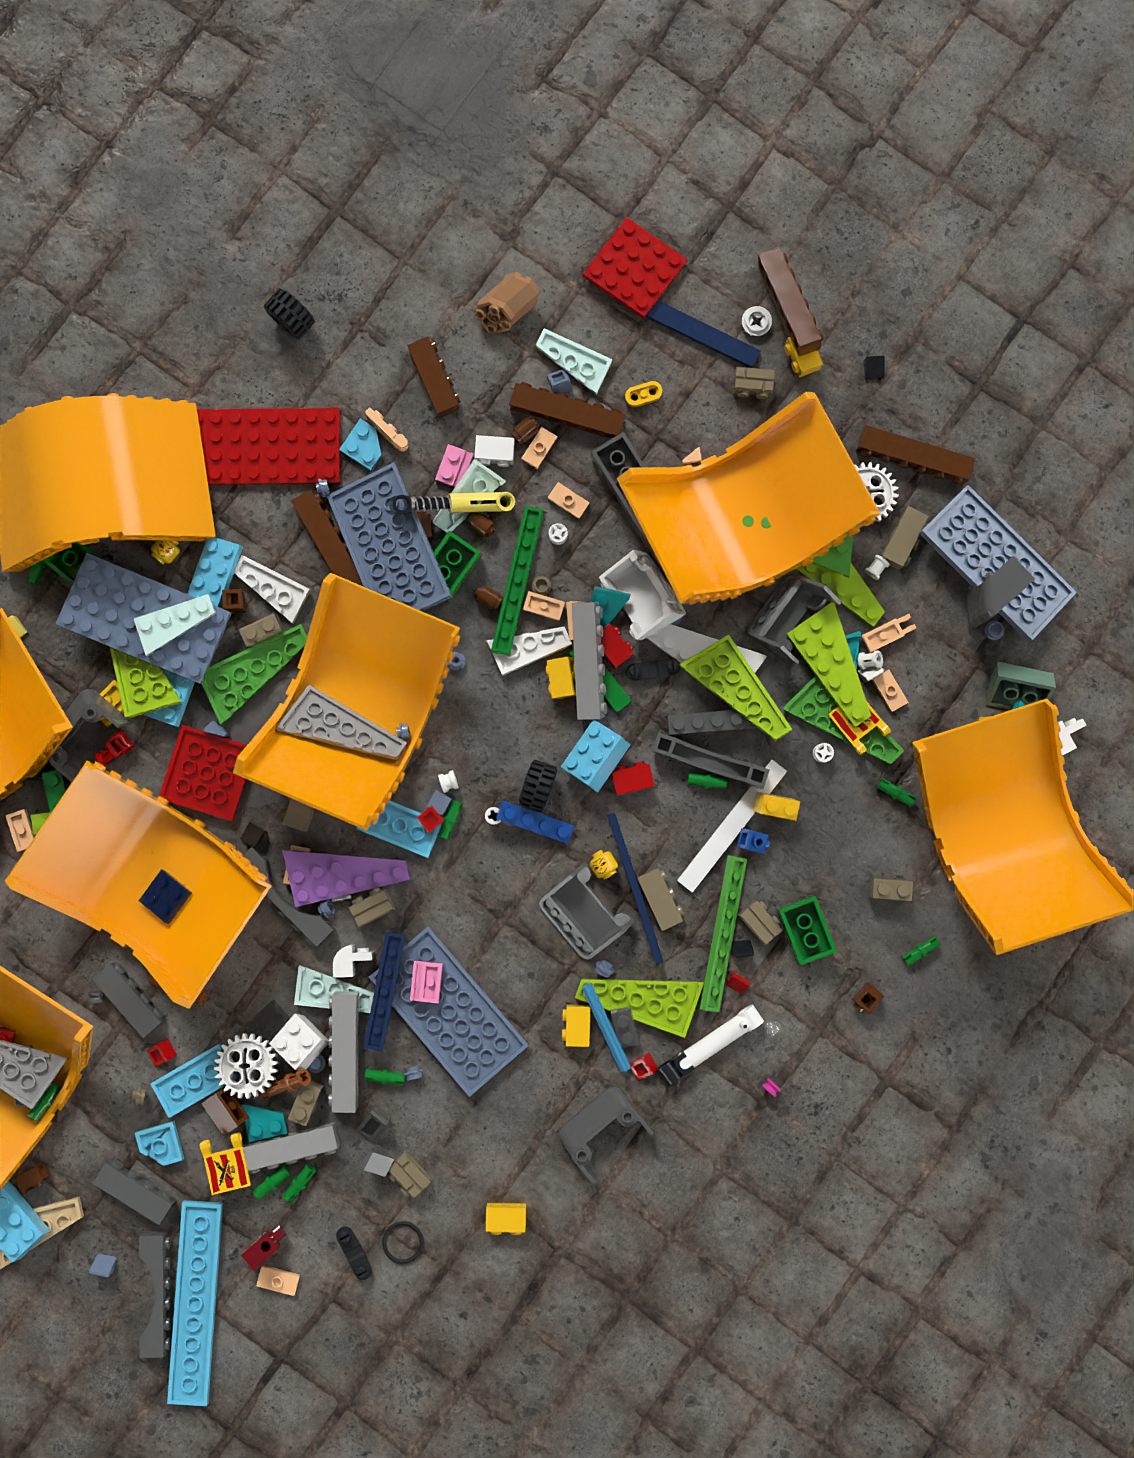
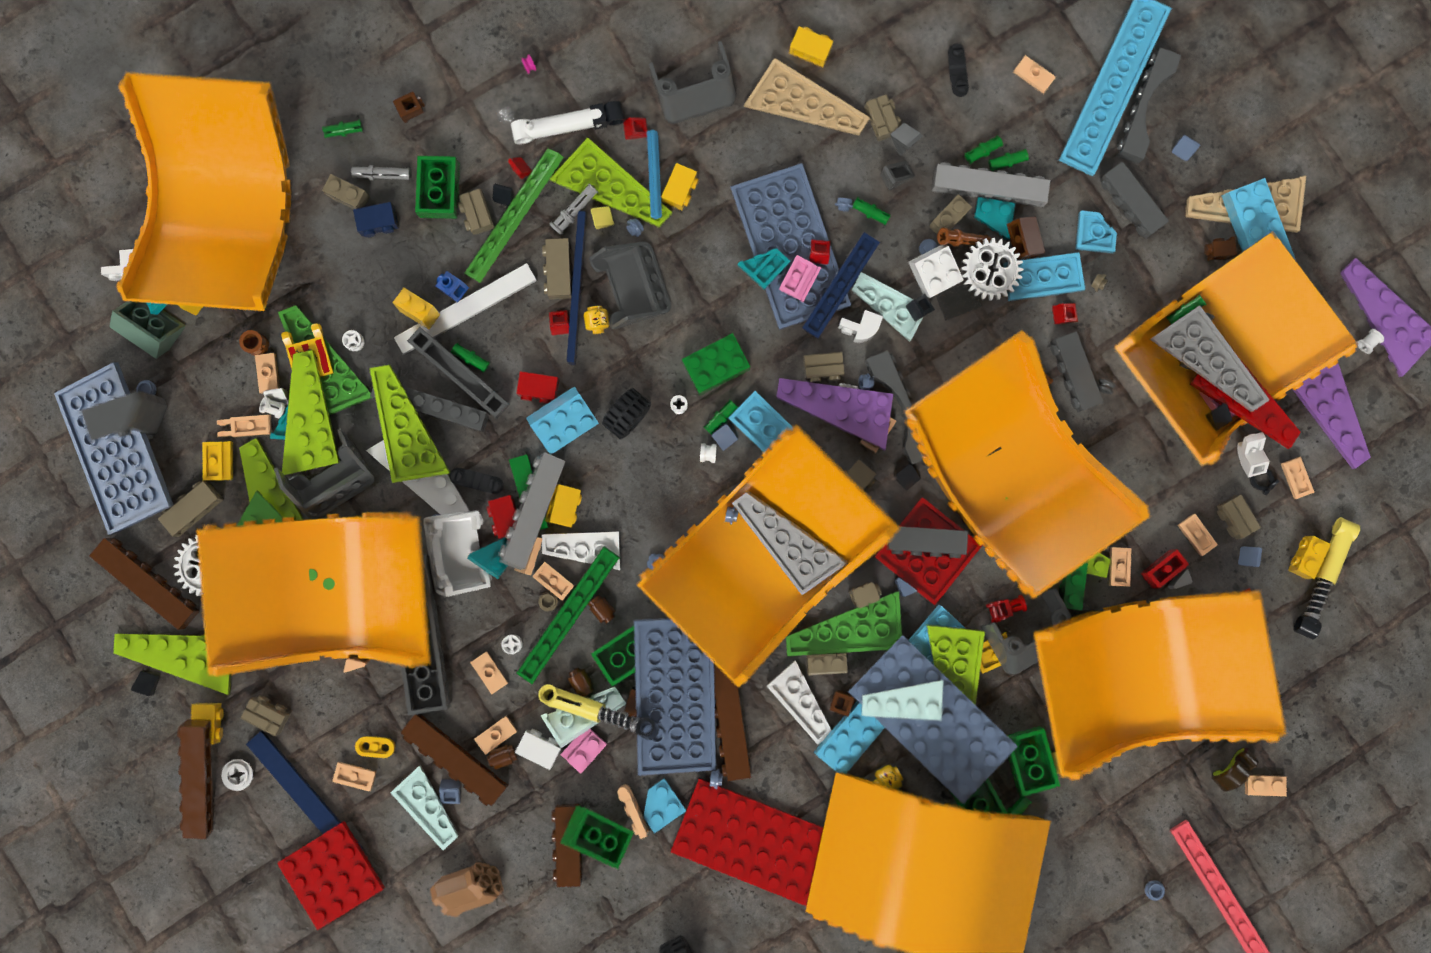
camera: 165 degrees left, 0 degrees up
(37, 617) = (1032, 762): none -> green brick
(165, 896) = (1009, 452): clear blue plate -> none
(205, 781) = (929, 540): none -> dark grey brick
(226, 1168) = (1044, 186): flag -> none
(250, 707) = (865, 594): none -> dark tan brick
(257, 1253) = (1044, 104): dark red torso -> none
(301, 1000) = (920, 307): none -> black slope
(344, 1051) = (897, 247): light grey brick -> none
(401, 1223) = (916, 47): black tyre -> none
(408, 392) = (597, 837): none -> green brick
(417, 1016) = (820, 252): none -> red slope
(430, 819) = (737, 423): red plate -> none
(463, 979) = (765, 267): none -> teal wing
(474, 867) = (716, 364): none -> green brick
(502, 1161) = (796, 97): none -> tan wing
(534, 822) = (643, 383): blue plate -> none
(625, 1027) = (637, 168): dark grey plate -> none
(638, 849) = (559, 322): none -> red slope
(639, 966) = (602, 217): none -> light yellow slope
(651, 361) = (354, 776): none -> light nougat plate
(672, 952) = (569, 218): none -> light grey pin
(851, 875) = (376, 219): none -> dark blue brick
(861, 403) = (174, 654): none -> lime wing
(873, 920) = (380, 172): none -> light grey pin
(877, 567) = (227, 491): white bush -> none
(896, 792) = (302, 278): green pin -> none
(899, 591) = (217, 461): none -> yellow plate
(913, 712) = (254, 343): none -> dark orange piece

